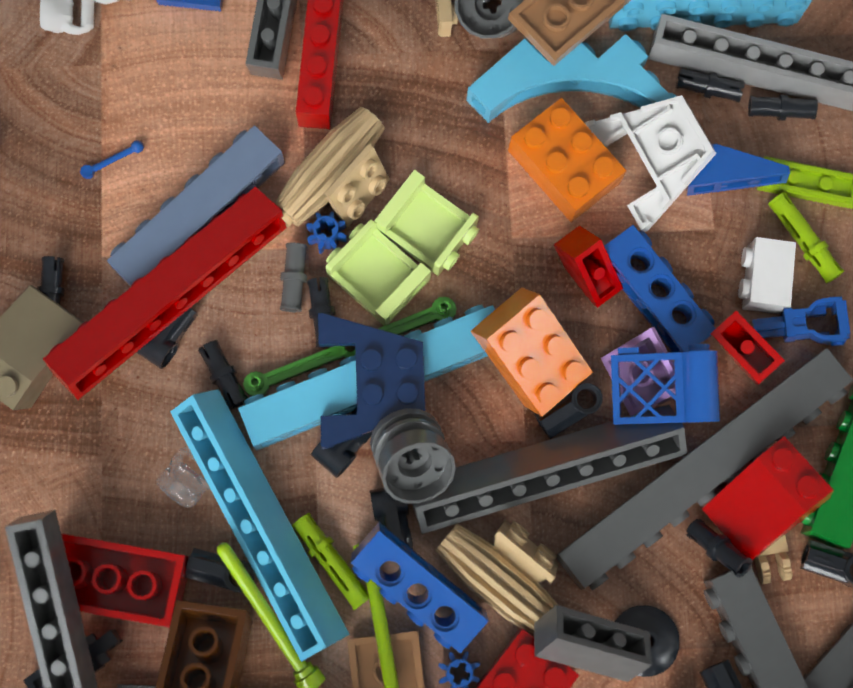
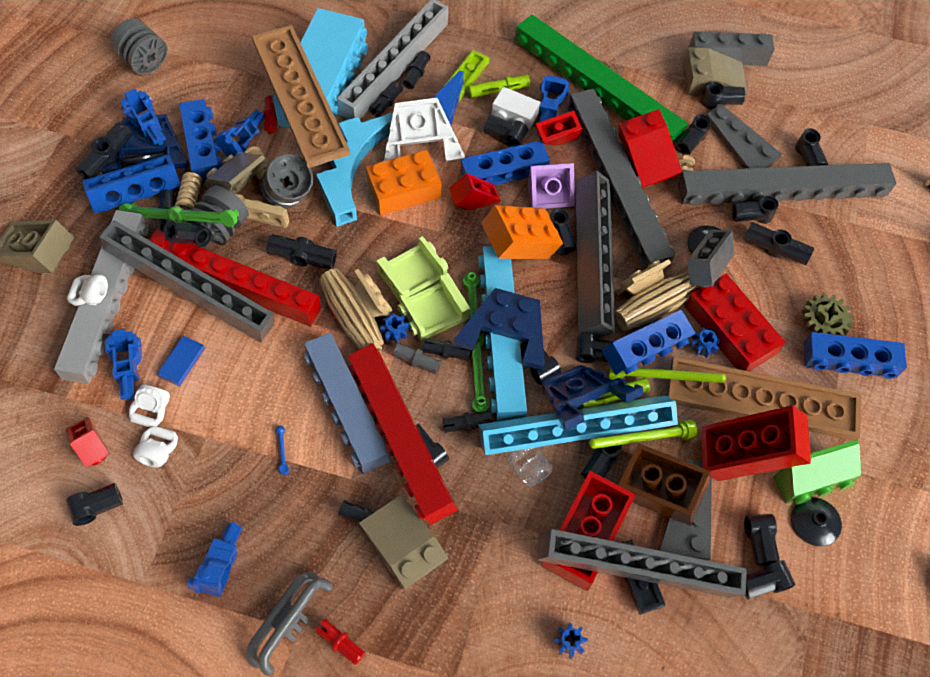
camera: 70 degrees left, 15 degrees down
(314, 505) = (582, 385): none -> dark blue wing
(401, 69) = (301, 251): none -> black piece
(412, 456) = (567, 314): dark grey wheel -> none
(694, 385) = (573, 154): blue piece -> none
(719, 547) = (669, 183): black pin -> none
(723, 282) = (511, 133): none -> black piece

